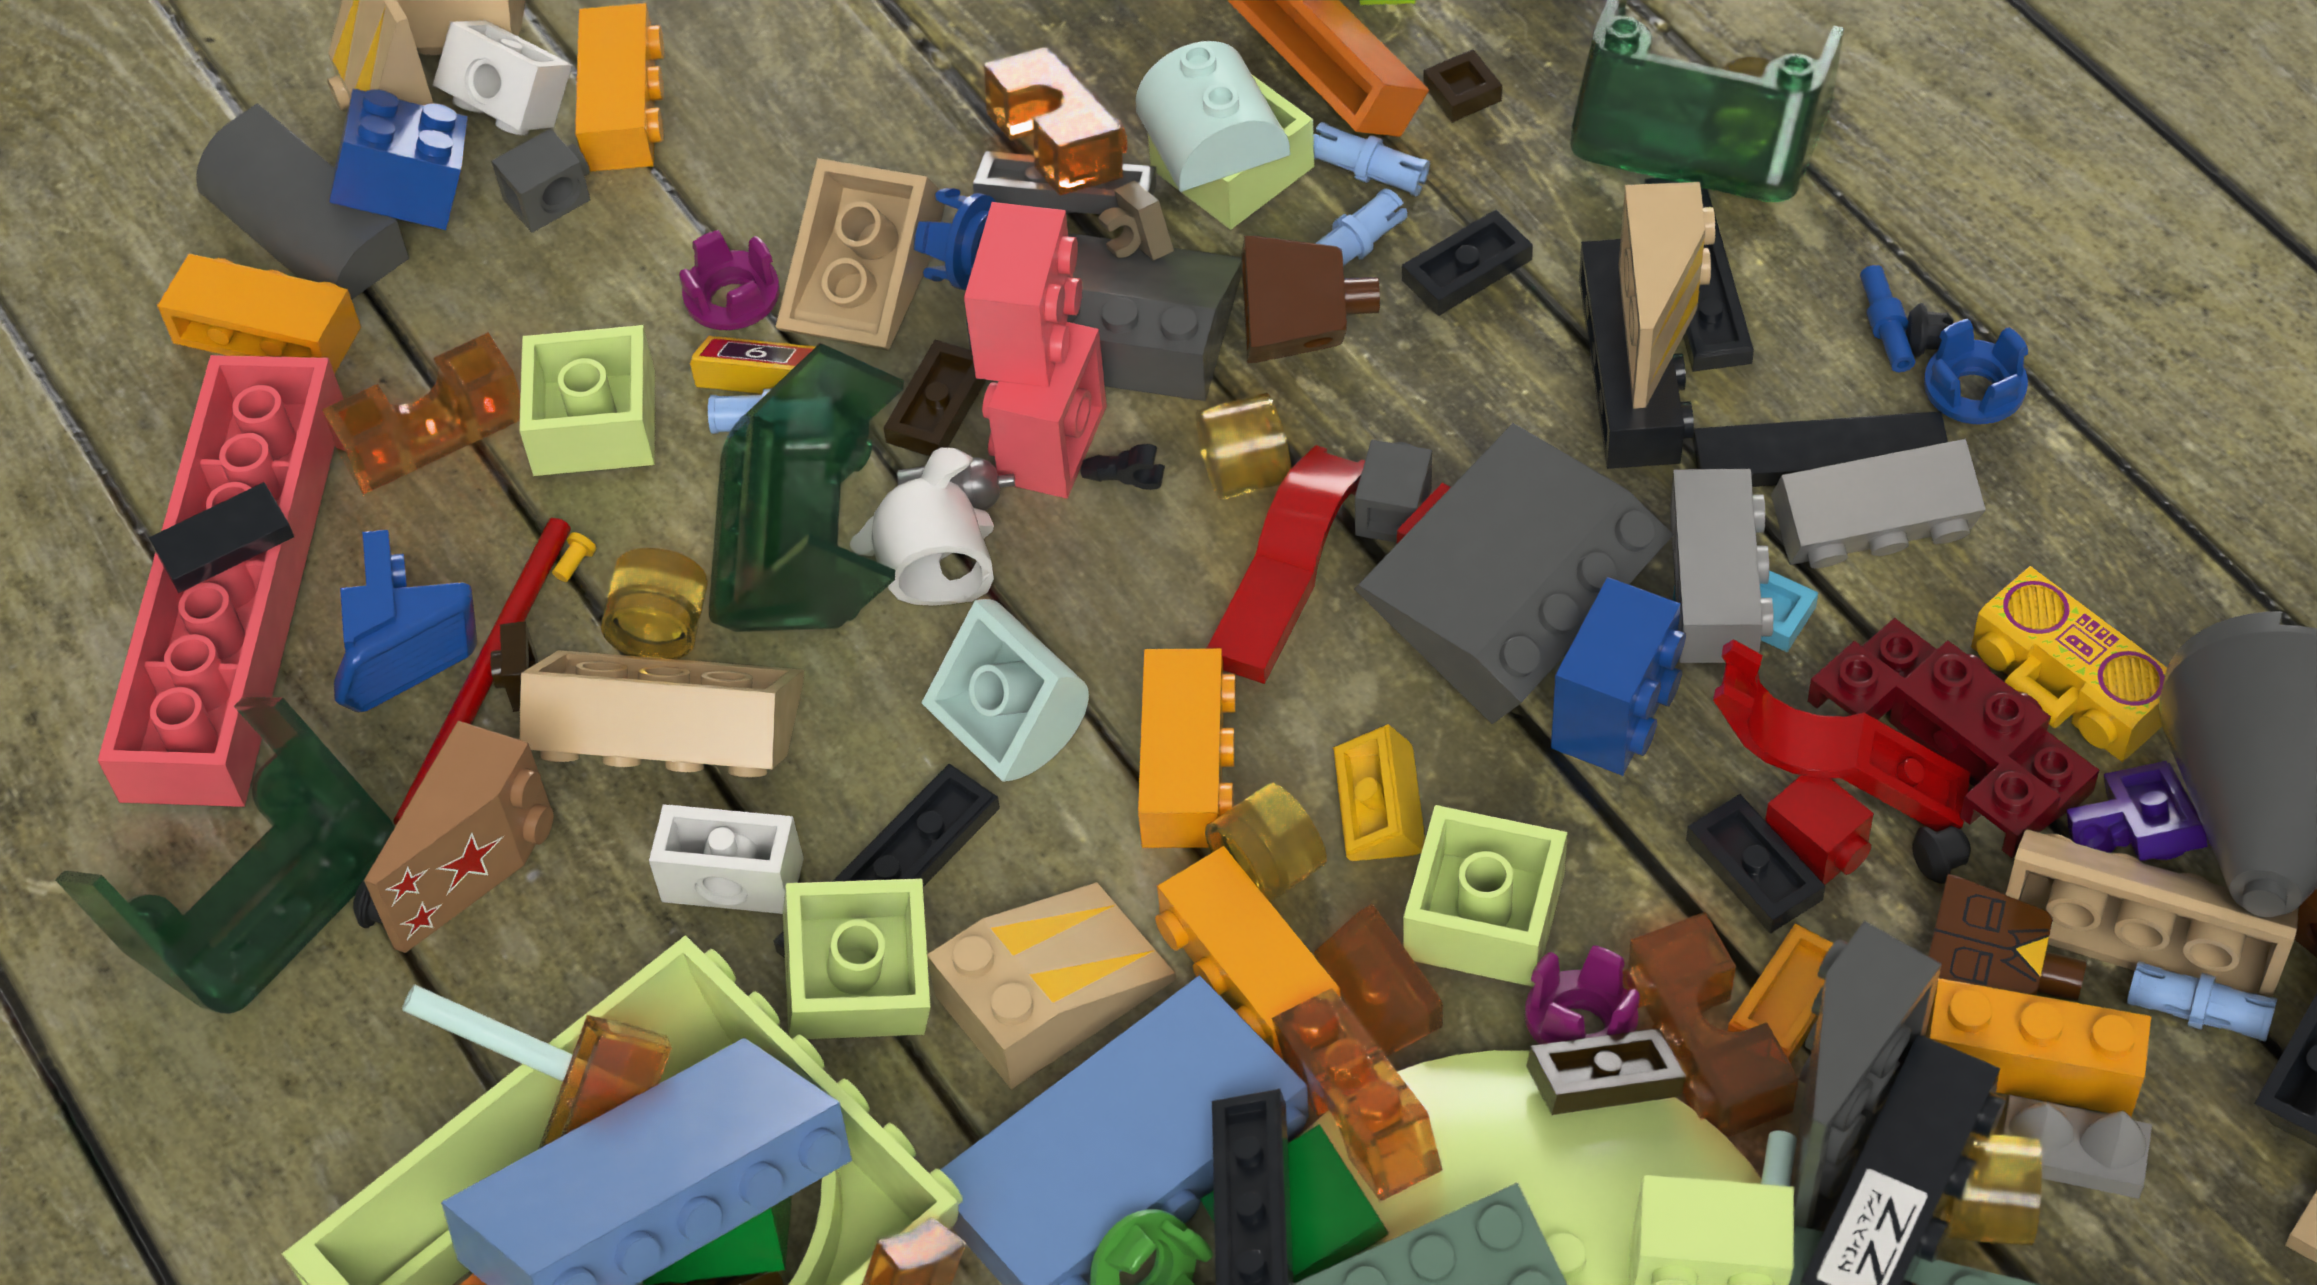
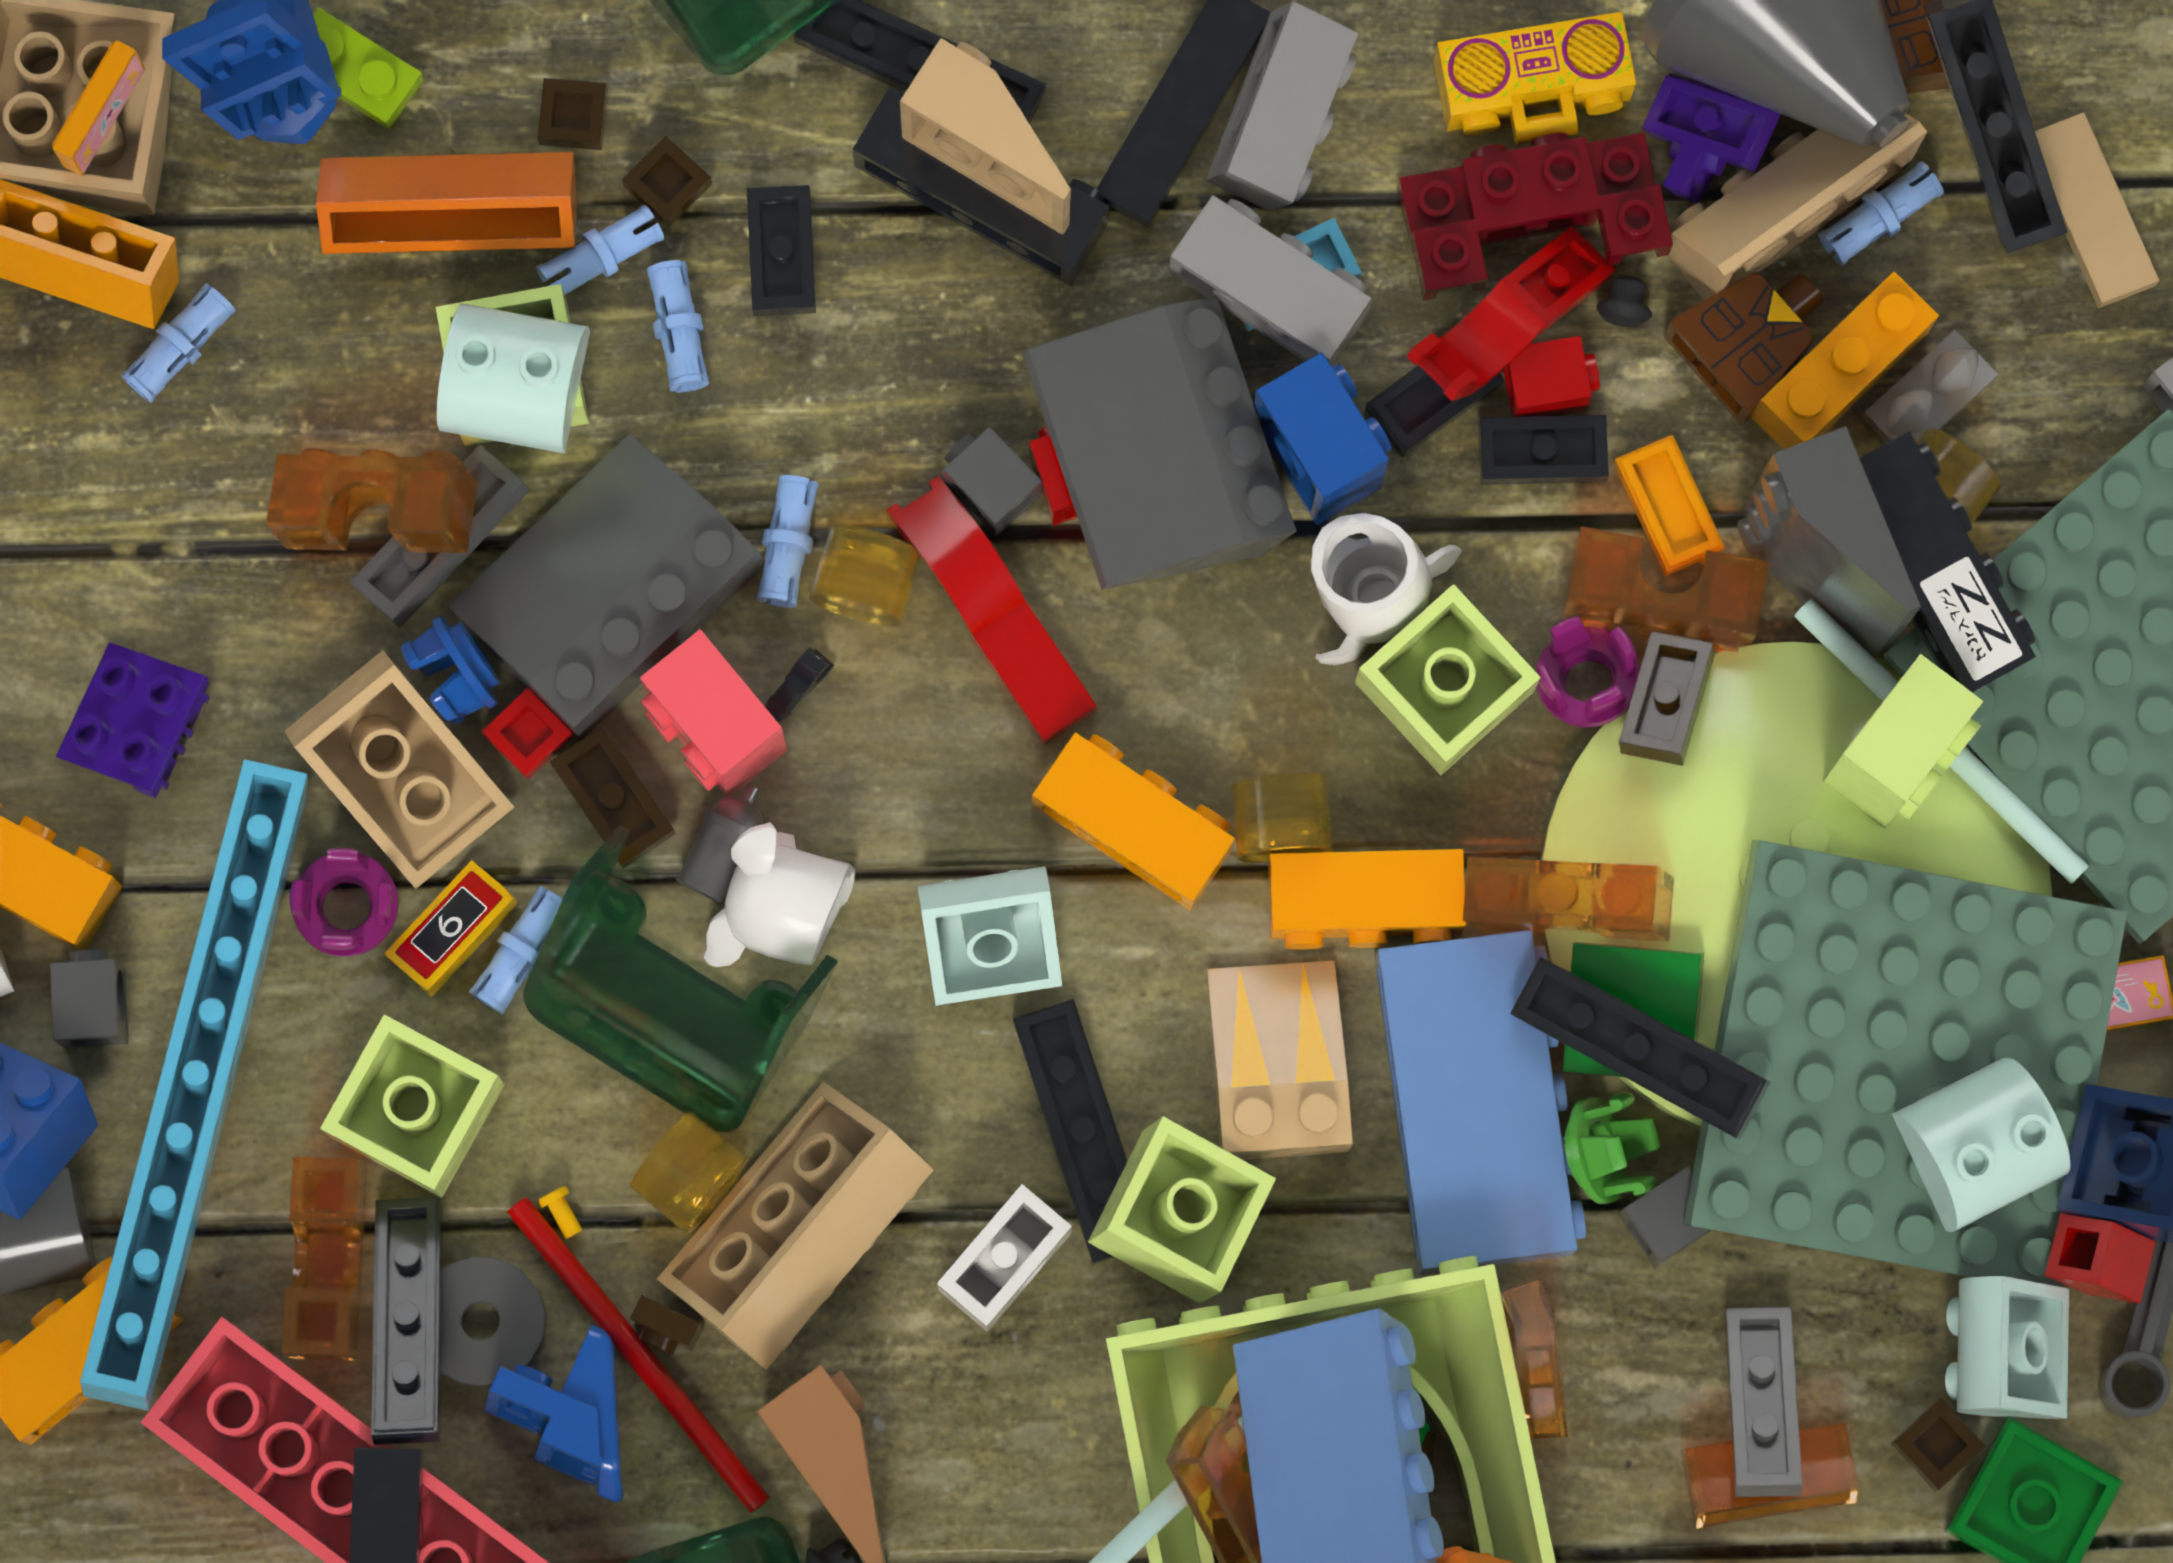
camera: 65 degrees left, 25 degrees up
(404, 487) = (407, 1321): none -> tile
(452, 525) = (520, 1323): none -> dark grey tile
(501, 246) = (195, 1086): none -> medium azure brick
(805, 85) = (134, 719): none -> dark purple hinge
(941, 318) = (527, 733): none -> red plate
(1022, 294) = (659, 680): coral brick -> none
(1142, 223) = (549, 507): dark tan tile -> none
(1237, 387) = (787, 541): none -> light blue pin
(1298, 297) = (734, 425): reddish brown torso -> none
(1379, 796) = (1275, 694): yellow slope -> none
(1381, 982) = (1453, 809): clear orange slope -> none
(1460, 166) = (667, 181): none -> dark brown plate
(1528, 783) = (1372, 582): none -> white piece
(1715, 759) = (1418, 408): none -> black tile

